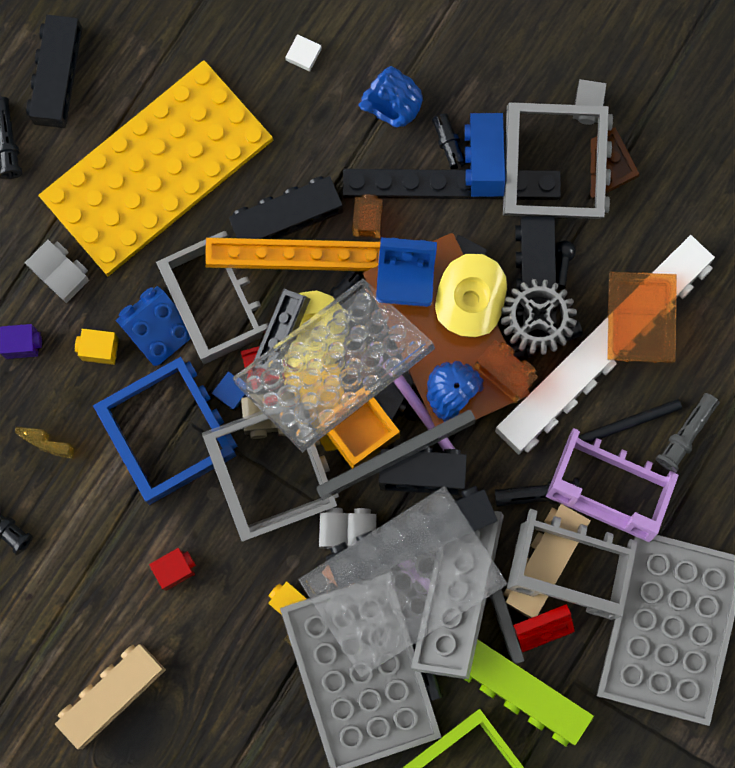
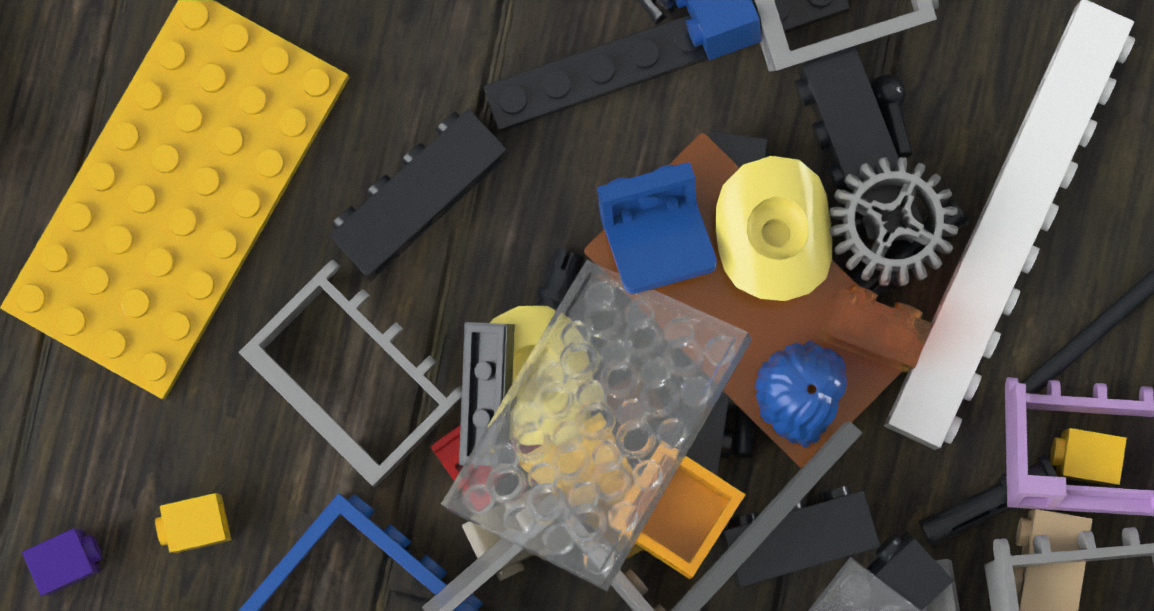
camera: 25 degrees left, 5 degrees up
(57, 270) = (81, 422): light grey brick -> none
(154, 325) = (272, 454): blue bracket -> none
(228, 392) = (433, 519): blue tile -> none
(291, 254) = (460, 258): light orange plate -> none
(367, 216) = (552, 150): clear orange brick -> none
(419, 408) = (759, 440): lavender bar -> none
(602, 487) = (1088, 456): none -> yellow brick
(642, 317) = (1056, 162): clear orange piece -> none

